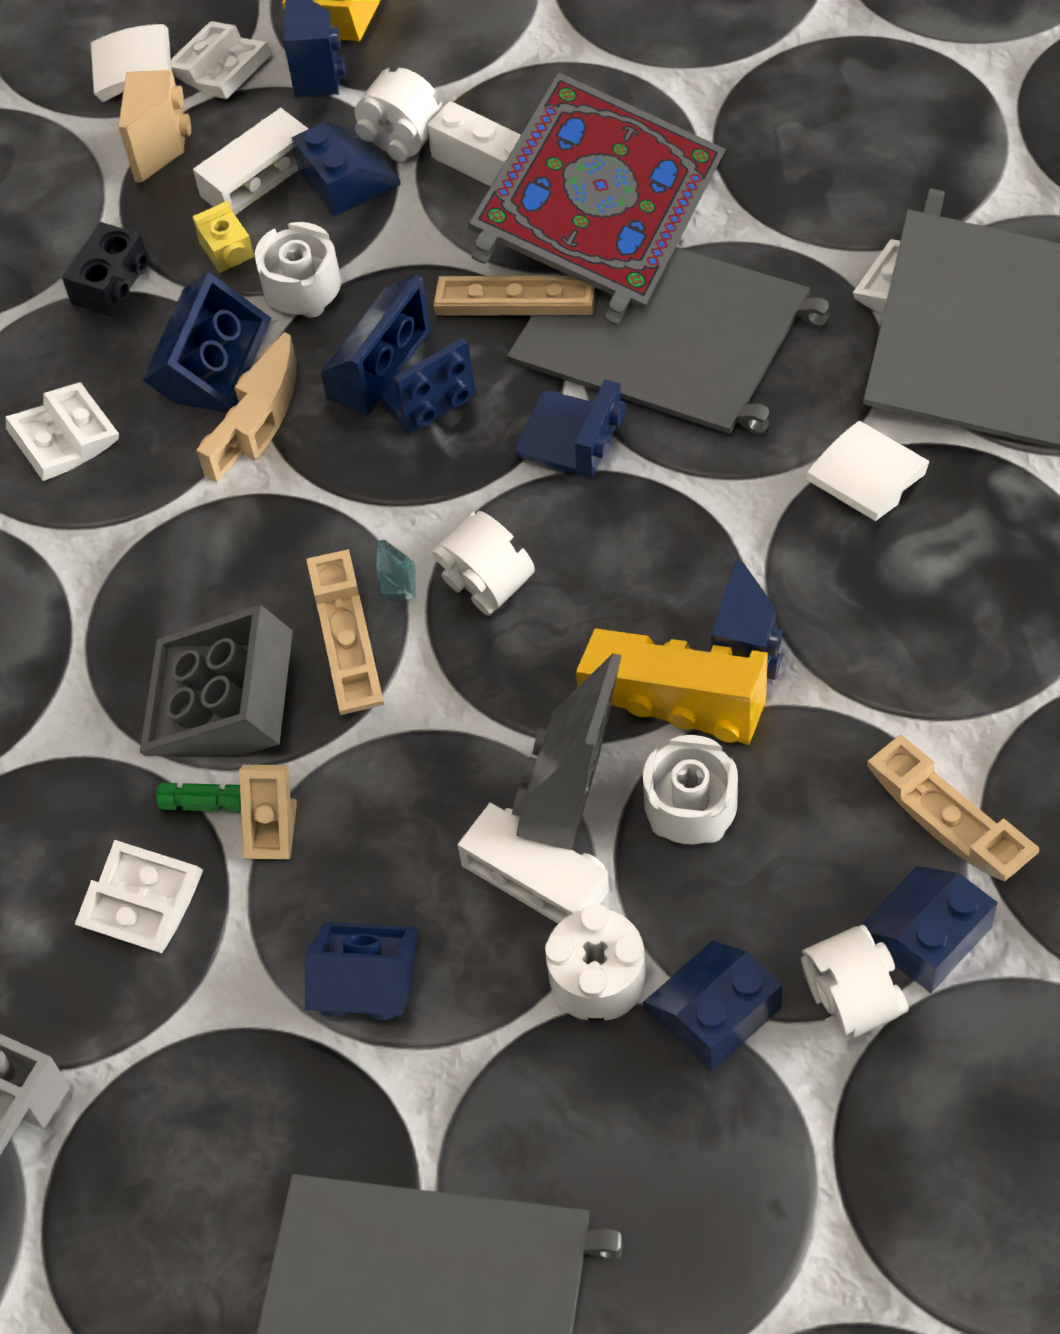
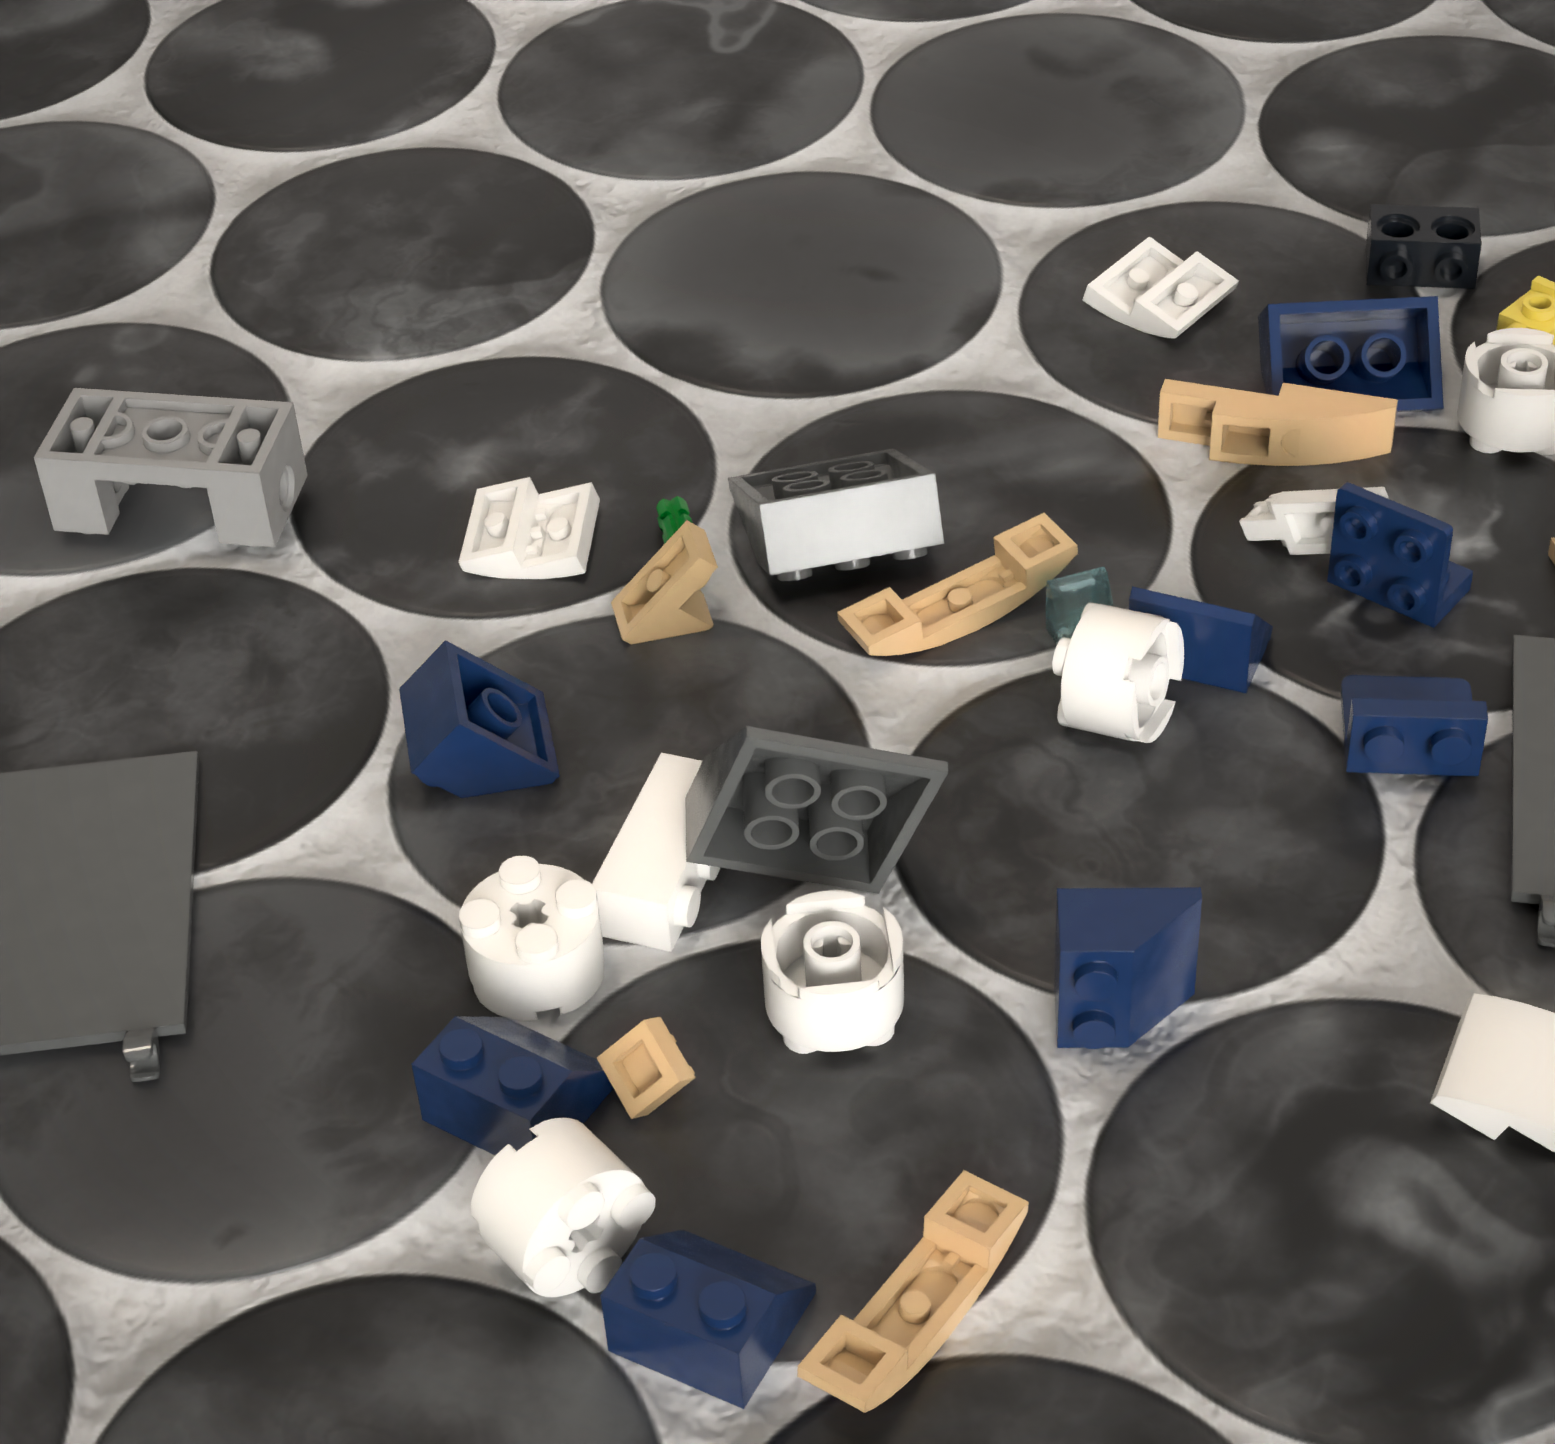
camera: 70 degrees right, 15 degrees down
(371, 419) = (1296, 518): none -> white hinge
(378, 346) = (1470, 489): dark blue slope -> none
(444, 508) = (1219, 642): none -> dark blue slope
(683, 685) = (1006, 929): yellow wedge -> none
(733, 916) = (646, 1067): none -> tan tile

